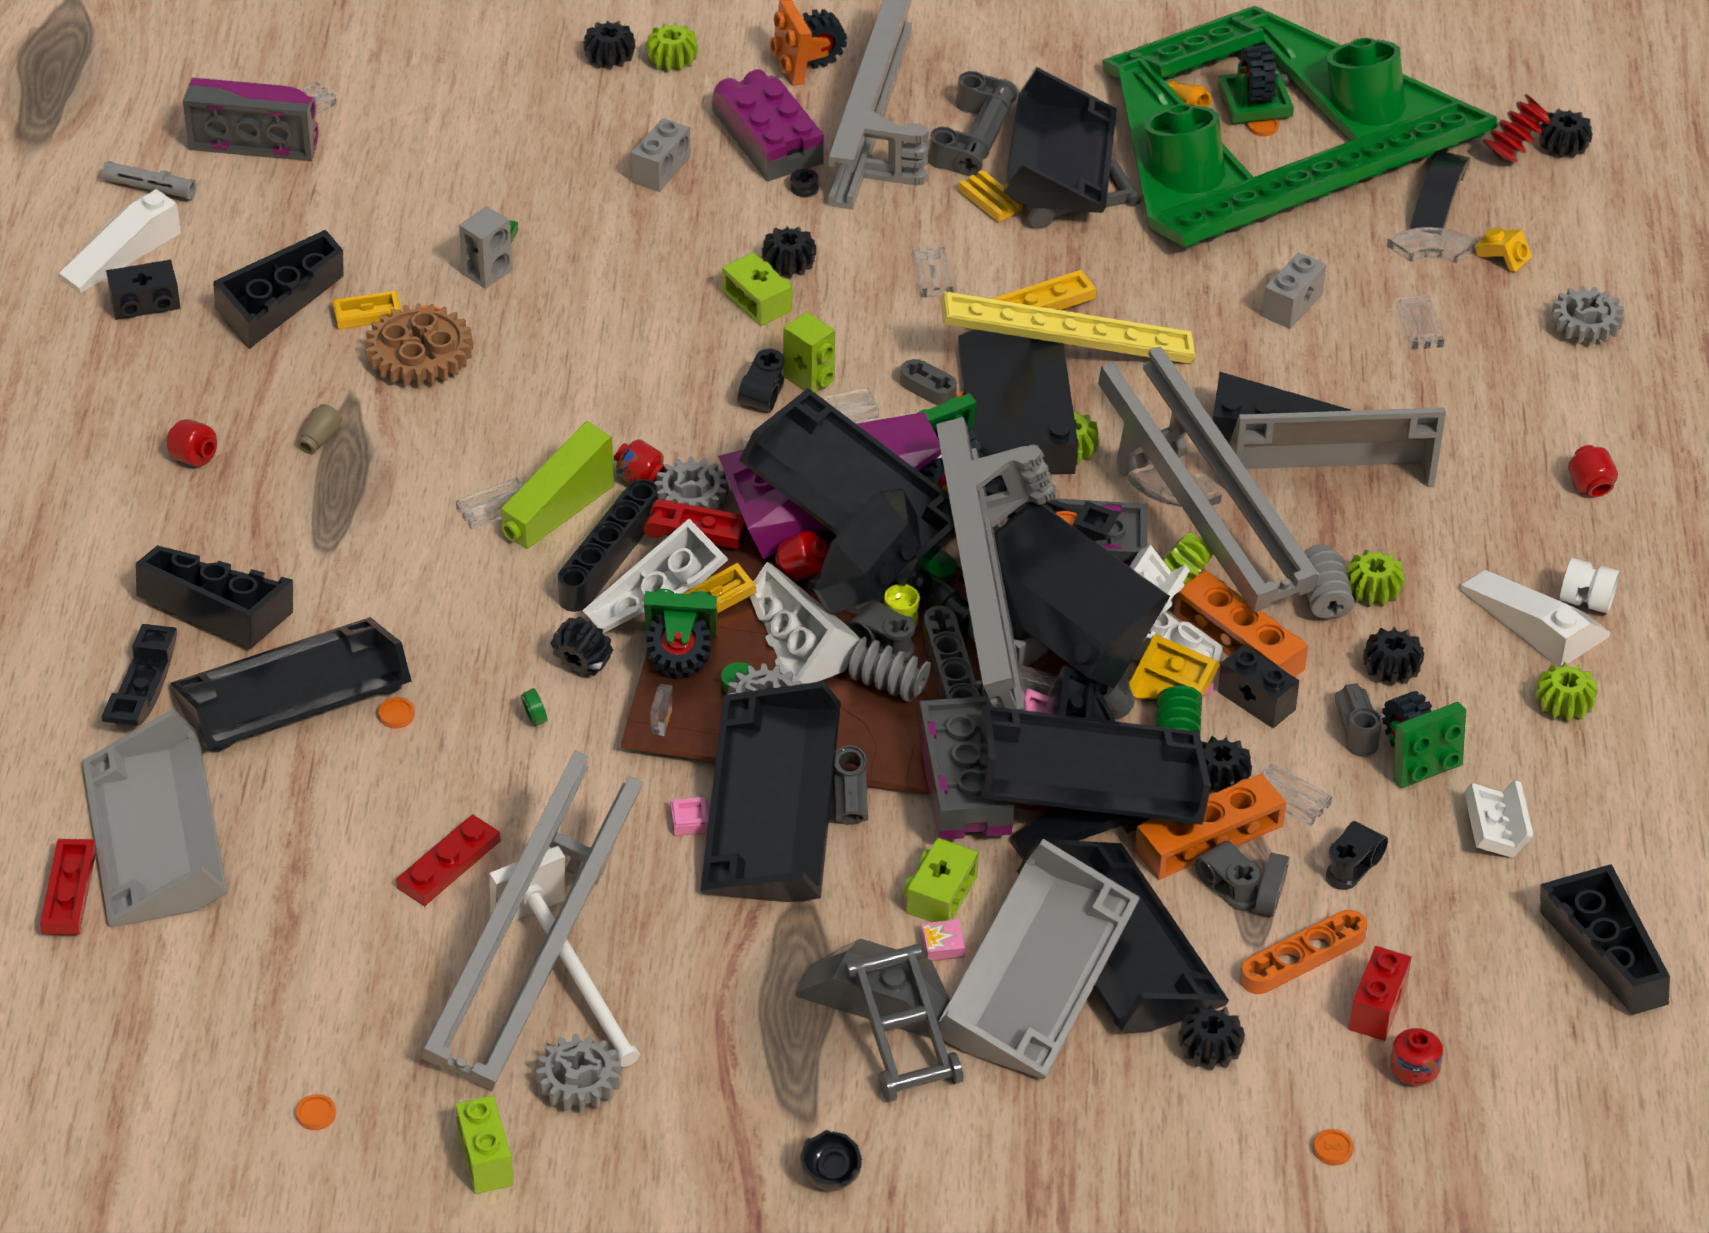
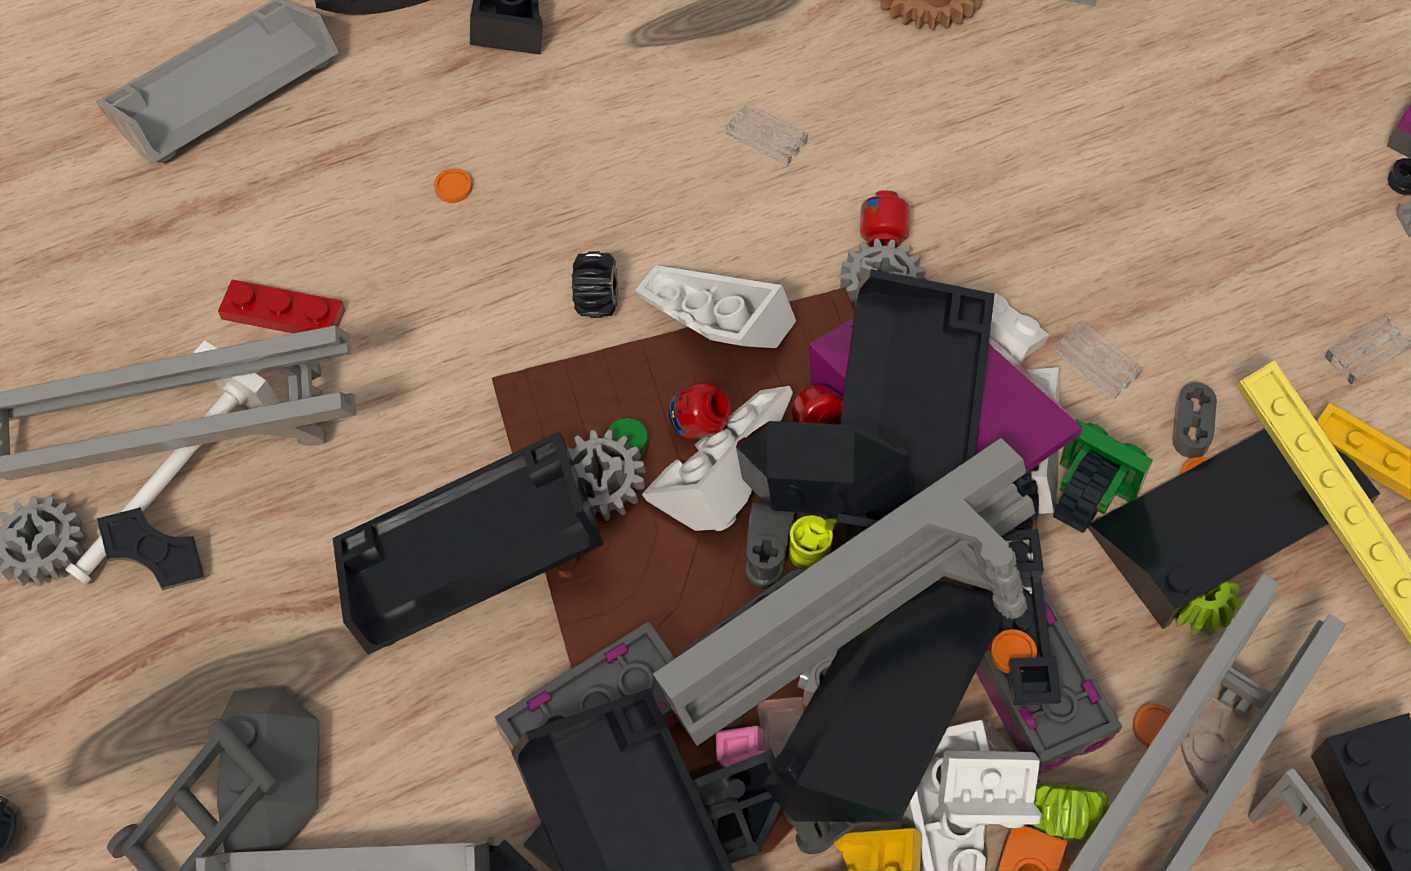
camera: 65 degrees right, 15 degrees up
(68, 886) = (118, 54): red plate -> none
(292, 682) = (437, 89): black slope -> none
(534, 707) = (505, 285): green tile -> none
(561, 487) = (801, 170): lime slope -> none
(606, 546) = (740, 239): black beam -> none
(627, 1002) = (133, 539): none -> black tile
(660, 154) = (1336, 39): light grey brick -> none
(661, 709) = (536, 389): clear tile -> none
(679, 630) = (636, 354): plate -> none
(690, 815) = (431, 477): bright pink tile -> none
(719, 526) = (814, 295): red plate -> none
(730, 593) = (729, 370): yellow tile -> none
(751, 621) = (699, 410): none -> red head
(757, 289) = (1209, 205): lime brick -> none
(763, 381) = (1073, 273): black piece -> none
(789, 250) = (1287, 206): black gear -> none
(809, 353) = (1135, 288): lime brick -> none
(850, 787) = (527, 611): dark grey piece -> none
(887, 671) = (706, 571): light grey piece -> none
(941, 881) = (460, 775): lime brick -> none
(943, 939) = (367, 804): bright pink tile -> none
(1152, 502) = (1149, 722): none -> orange piece

